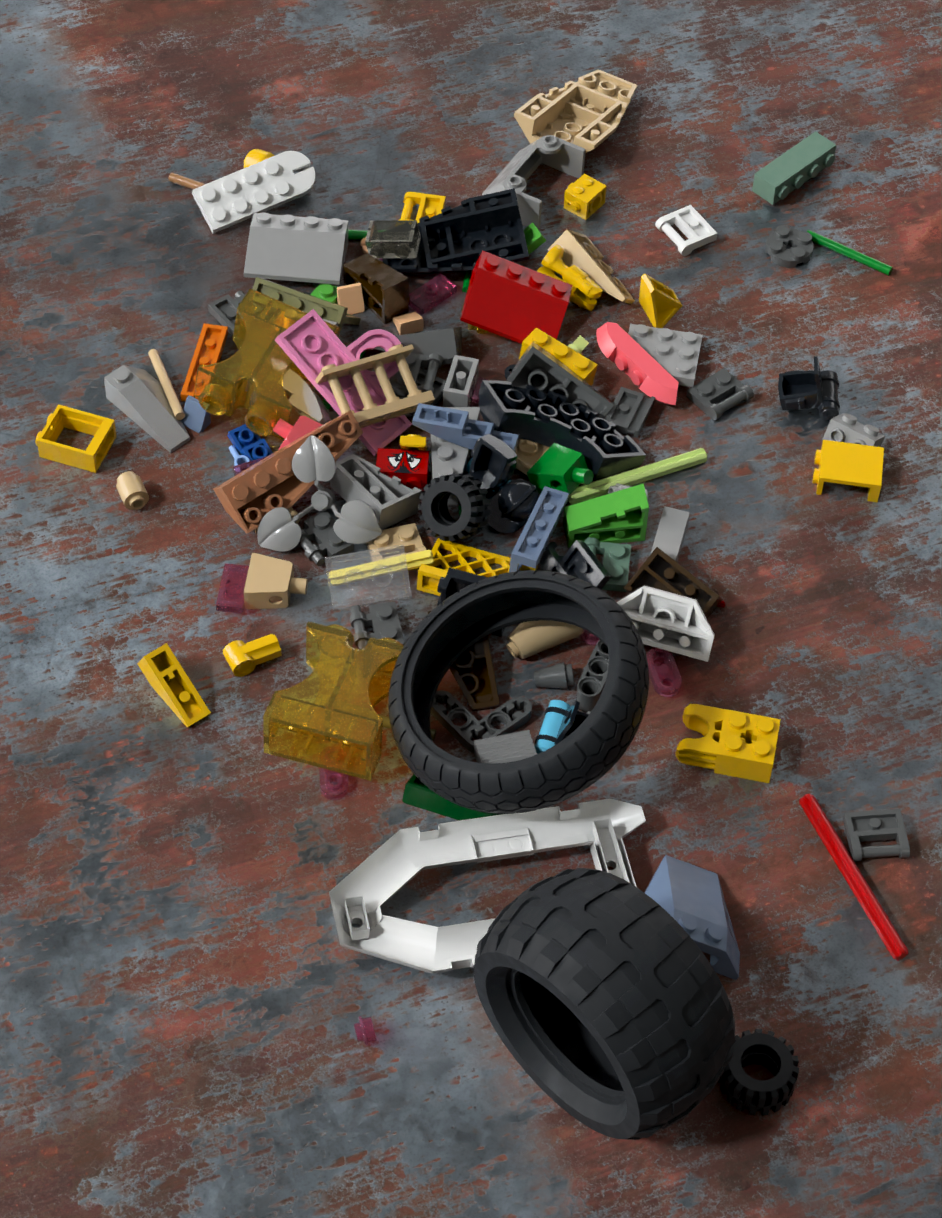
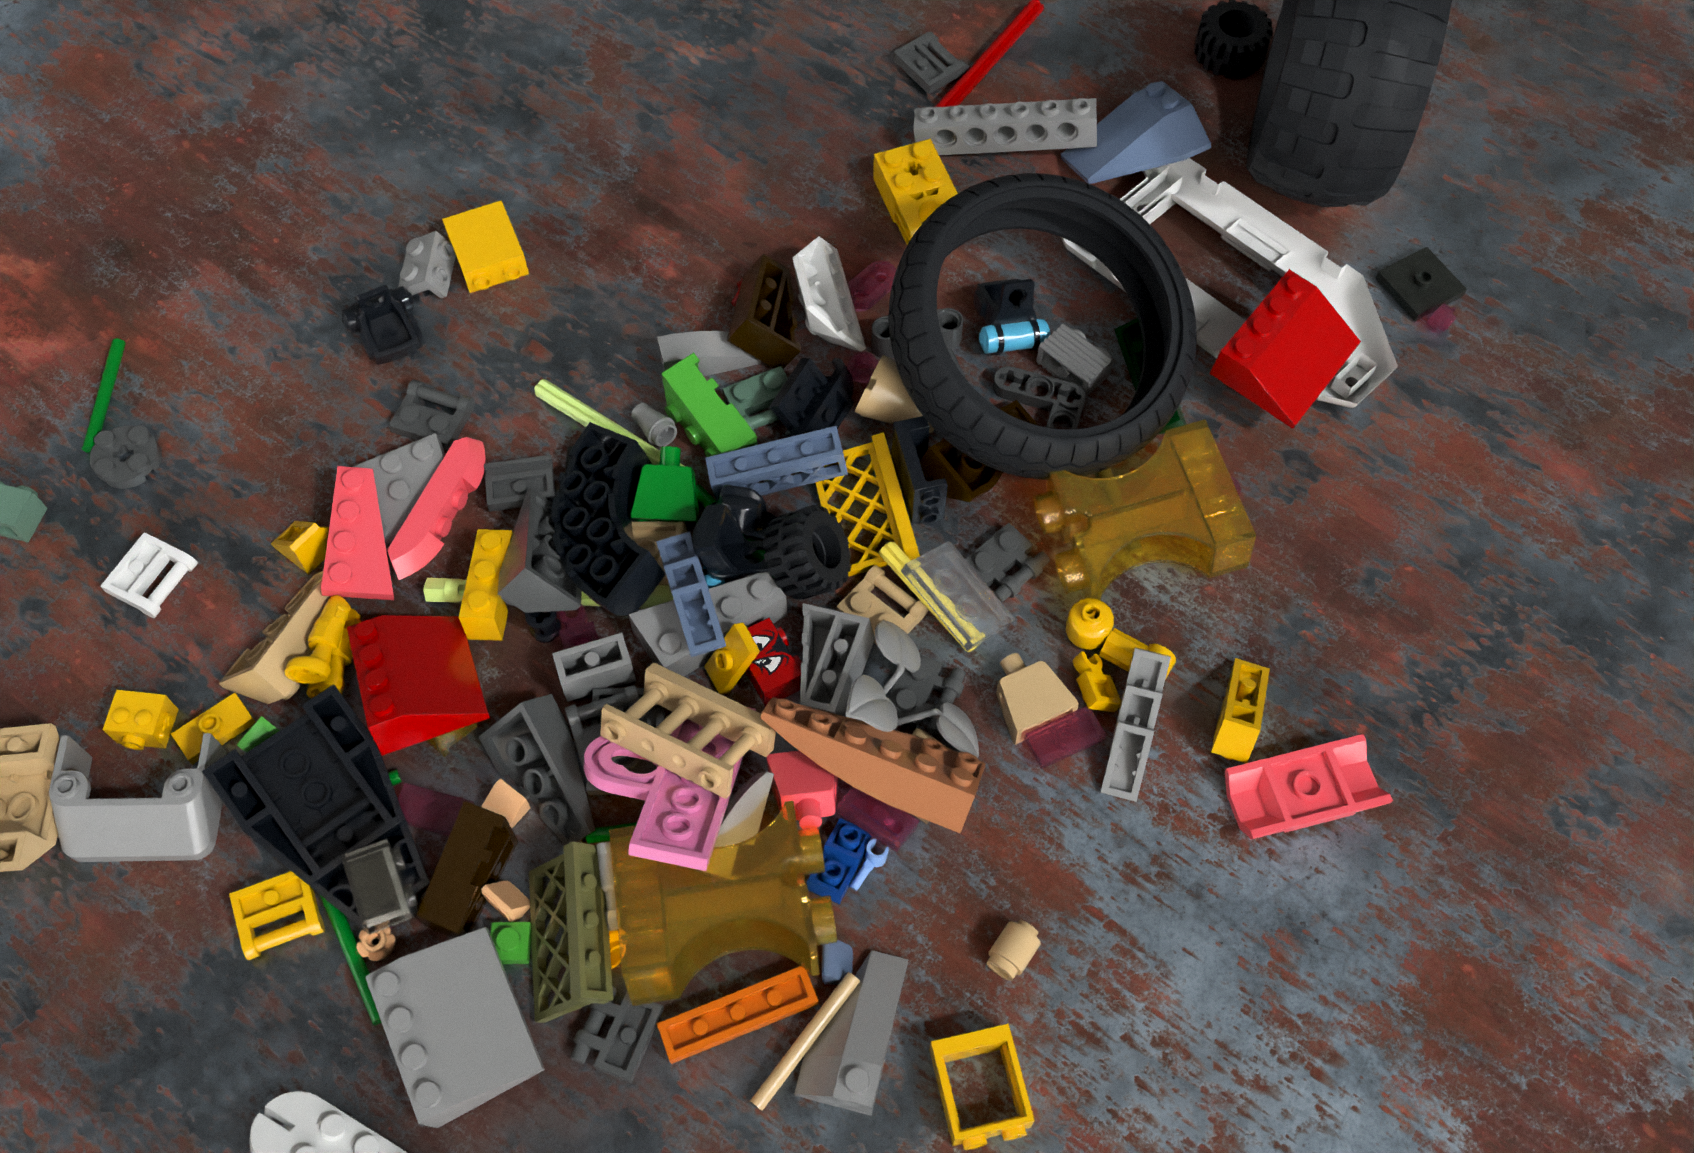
camera: 120 degrees left, 10 degrees up
(93, 688) = (1303, 788): none -> coral piece
(209, 621) = (1135, 724): none -> light grey slope
(249, 620) = (1096, 688): none -> yellow plate
(292, 636) = (1089, 623): none -> yellow head
(399, 858) = (1287, 350): none -> red slope
(409, 1045) = (1420, 283): none -> pearl dark grey plate
(557, 222) = (222, 720): none -> yellow plate
(636, 312) = (356, 546): none -> coral wing
(753, 826) = (1008, 126): none -> light grey brick

